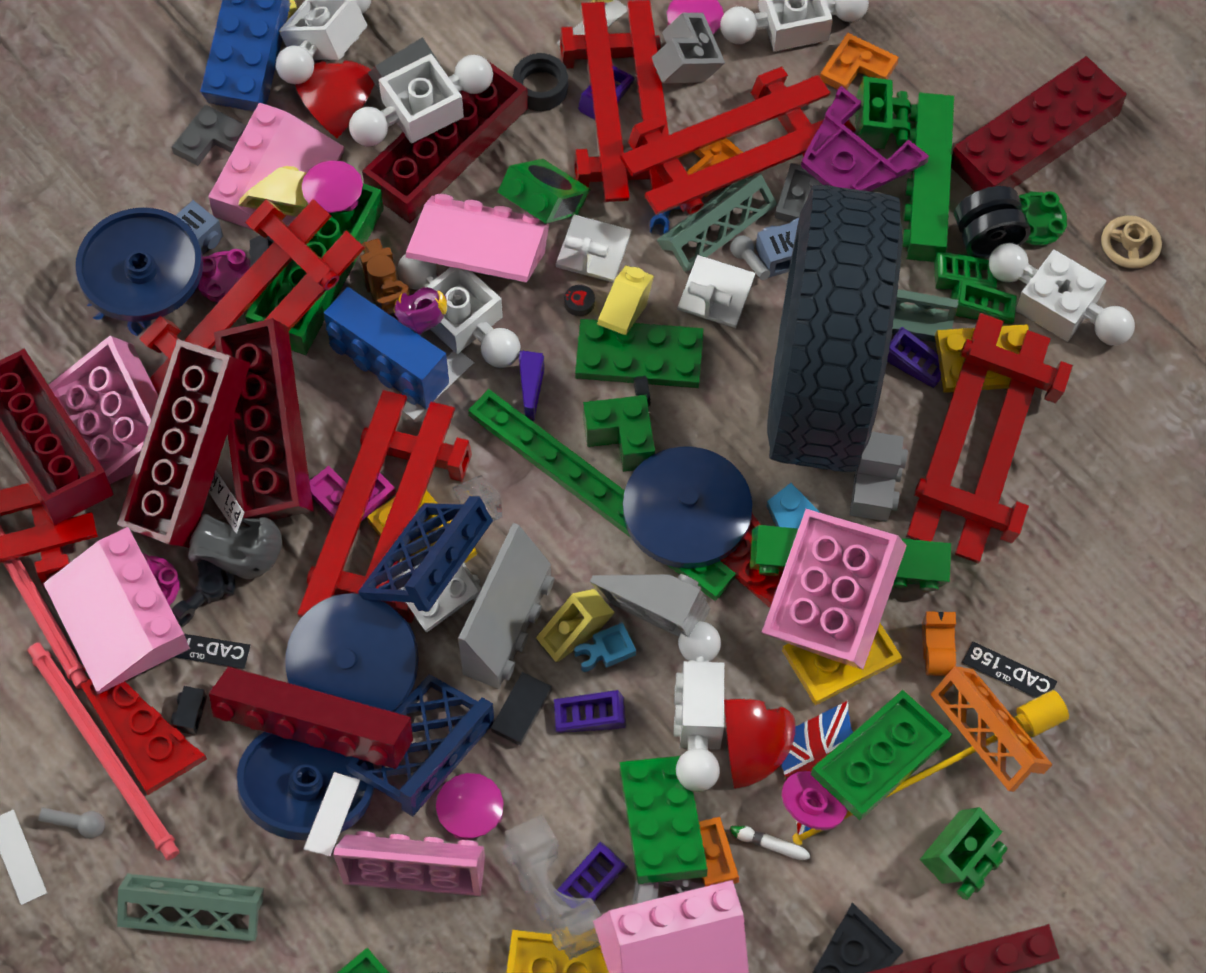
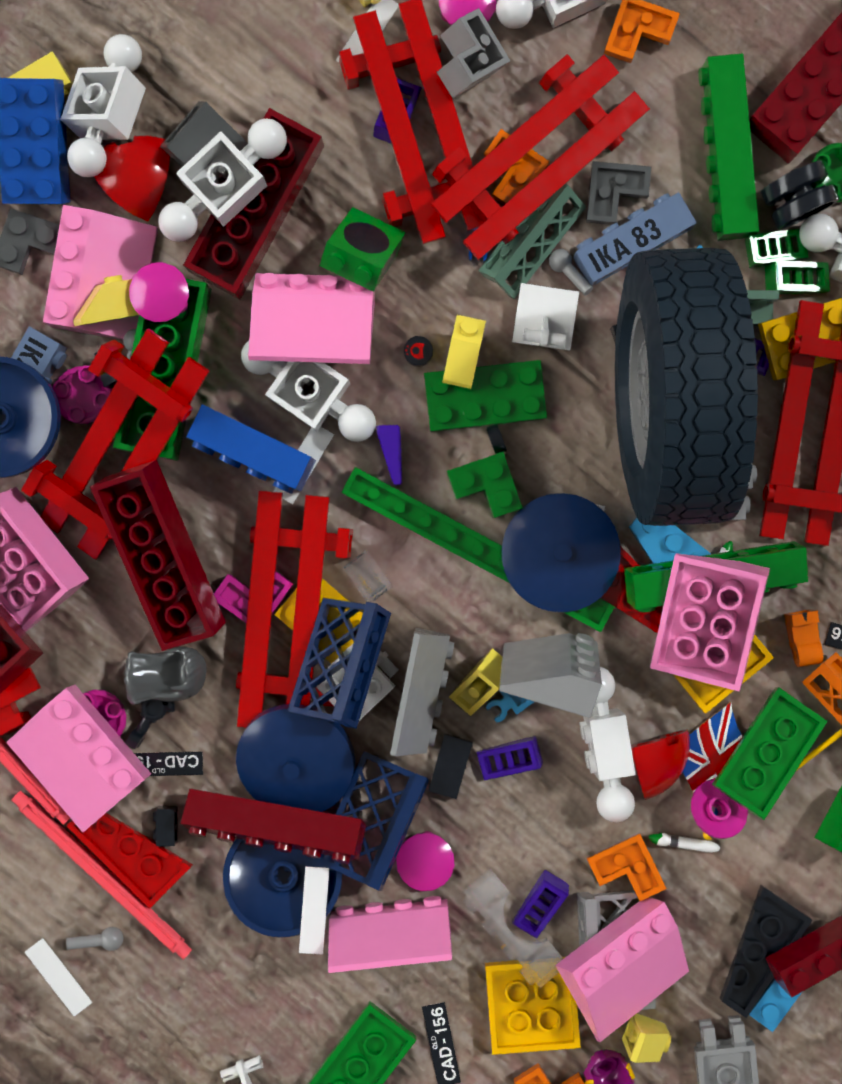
camera: 15 degrees left, 25 degrees up
(183, 443) = (92, 596): dark red brick -> none
(189, 895) = (213, 990): sand green fence -> none
(226, 502) = (141, 627): white sticker -> none
(381, 276) = (227, 372): dark orange hips -> none
(422, 309) = (276, 415): magenta hair -> none
(547, 64) = (331, 91): black tyre -> none
(593, 248) = (420, 292): white plate -> none
(661, 822) = (592, 851): green plate -> none
(846, 161) = (649, 154): magenta wing -> none
(875, 117) = (667, 89): green brick -> none

